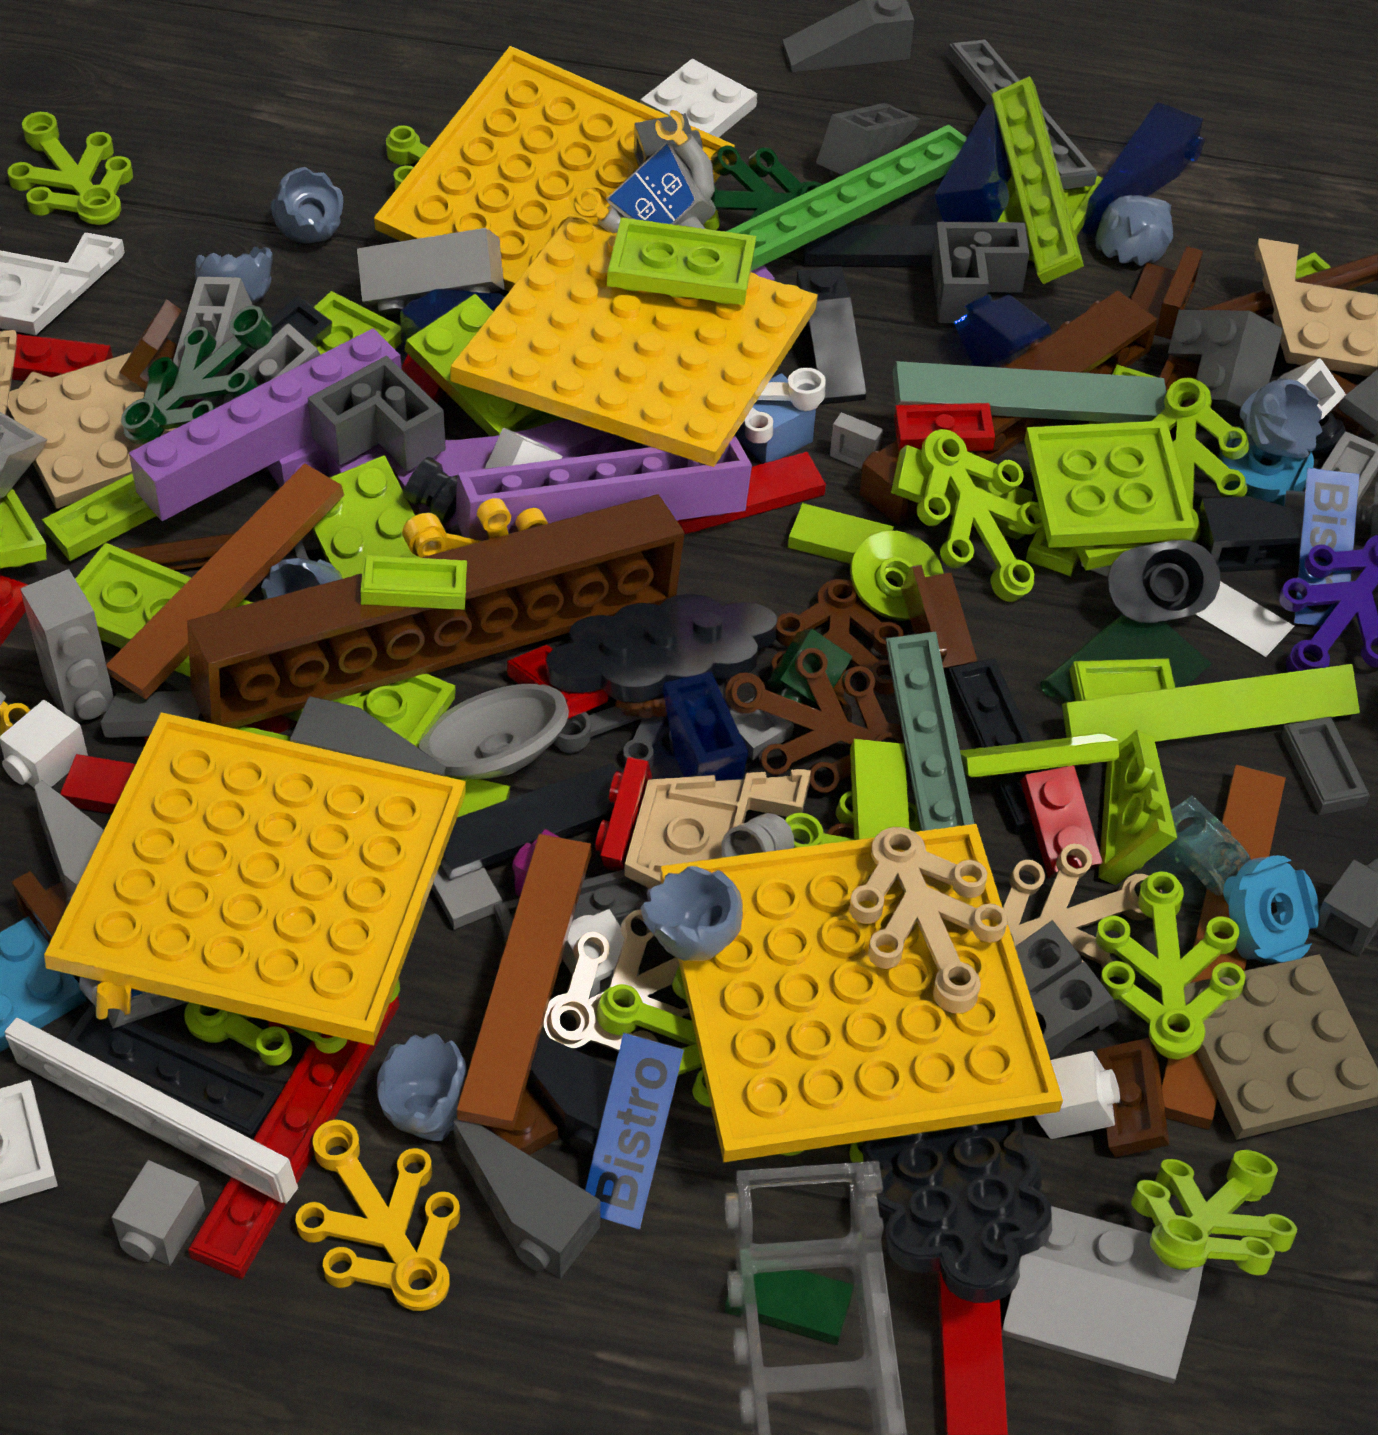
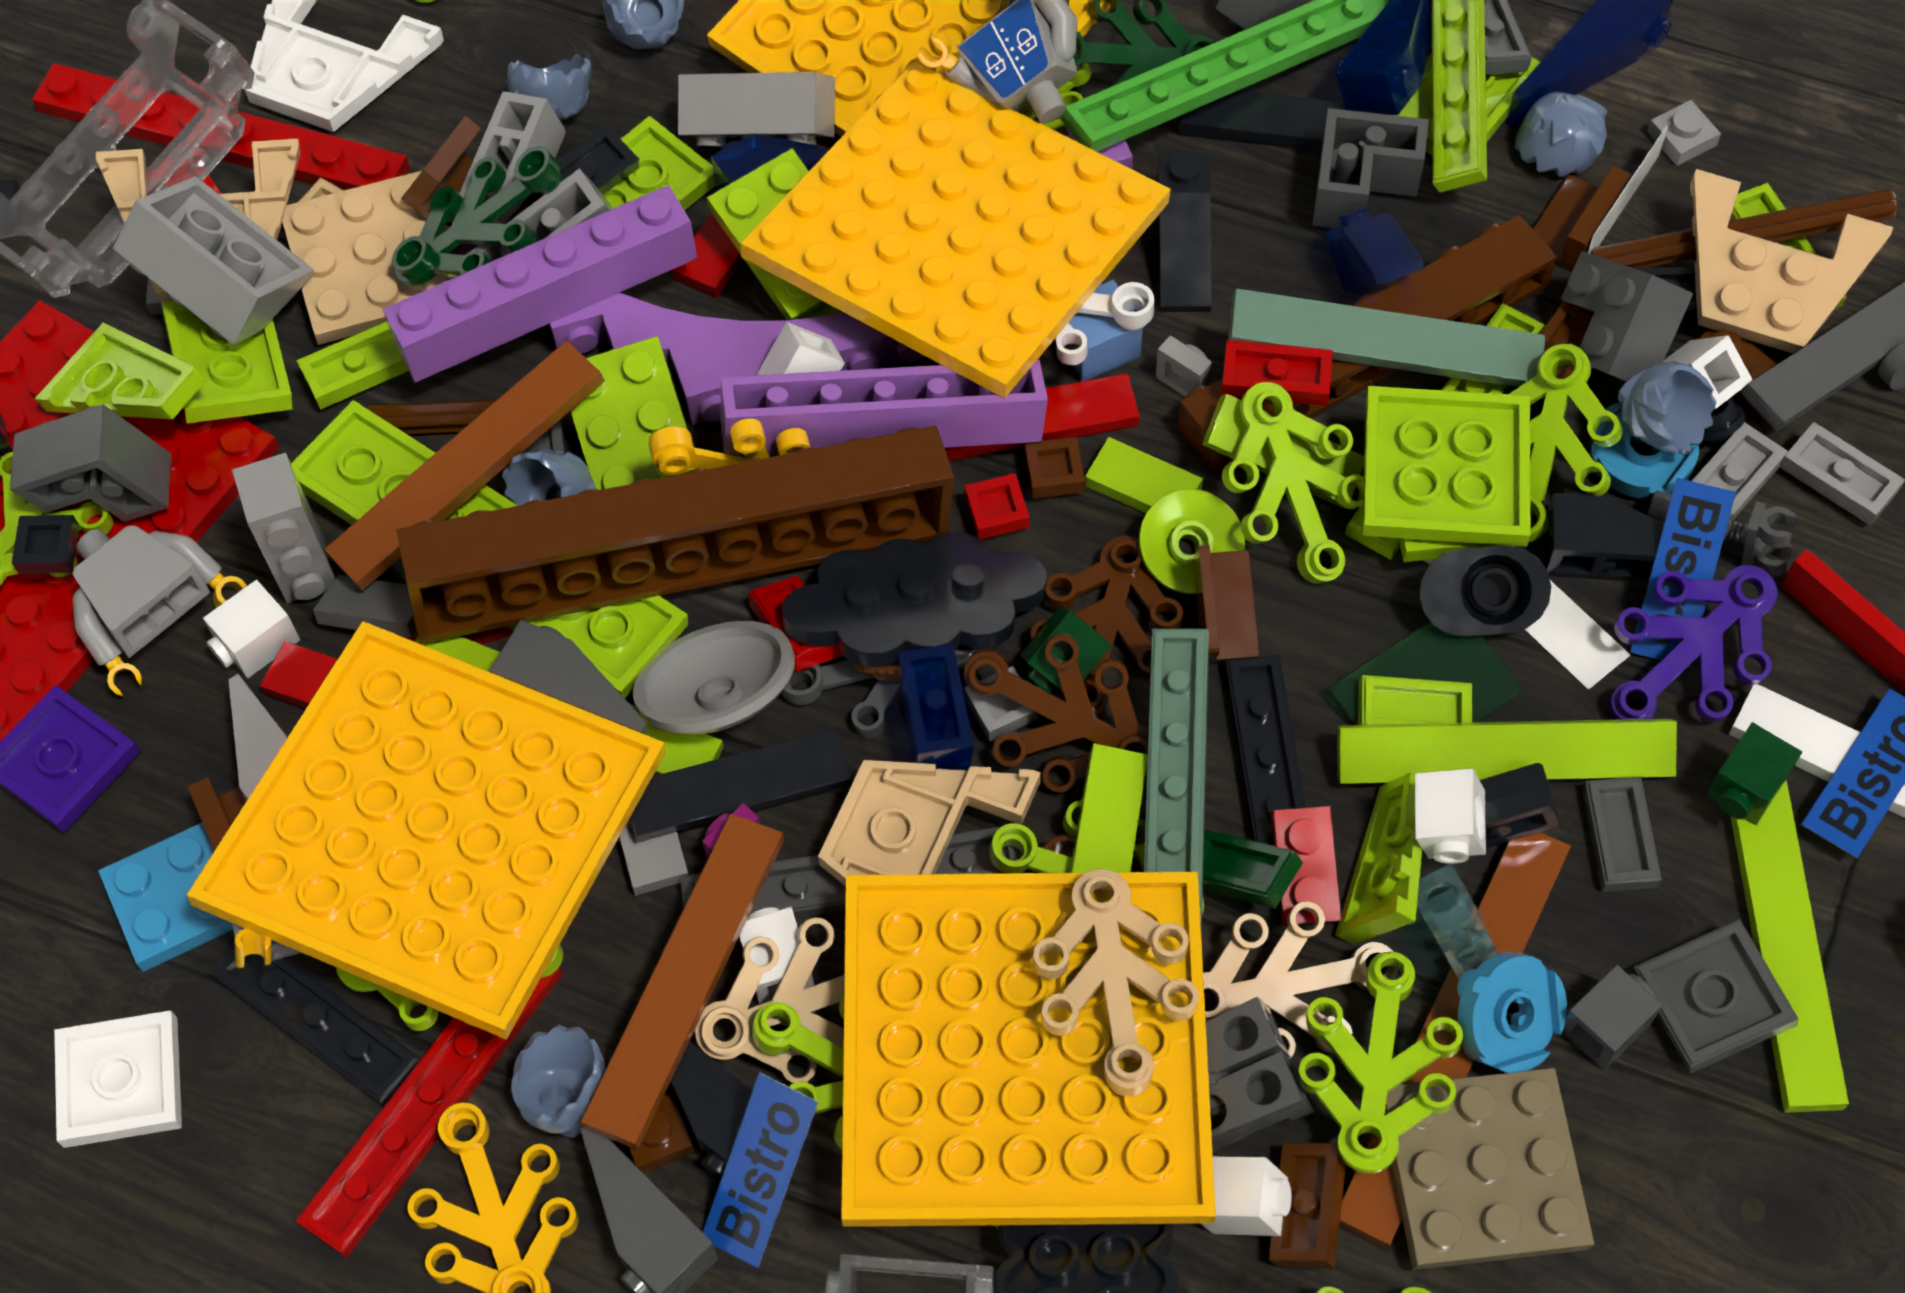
camera: 15 degrees right, 10 degrees up
(152, 1111) = (282, 1067): white tile -> none
(158, 1214) = (270, 1179): light grey brick -> none
(377, 408) = (654, 281): dark grey brick -> none
(413, 582) = (643, 511): lime tile -> none
(433, 488) = (699, 381): black wheel -> none
(627, 794) = (837, 773): red plate -> none
(681, 261) = (1021, 138): lime plate -> none
(694, 913) = (859, 947): sand blue hair -> none
(716, 568) = (997, 506): none -> red plate
(759, 835) = (966, 851): light grey wheel -> none
(760, 532) = (1054, 467): none -> reddish brown plate
(1017, 826) = (1247, 869): none -> dark green tile
(1039, 755) = (1294, 786): lime tile -> none
(1183, 752) = (1450, 815): none -> white brick
(1203, 265) = (1628, 192): none -> white sticker
(1216, 755) = (1518, 804): none -> black panel
(1234, 223) = (1687, 134): none -> light grey plate

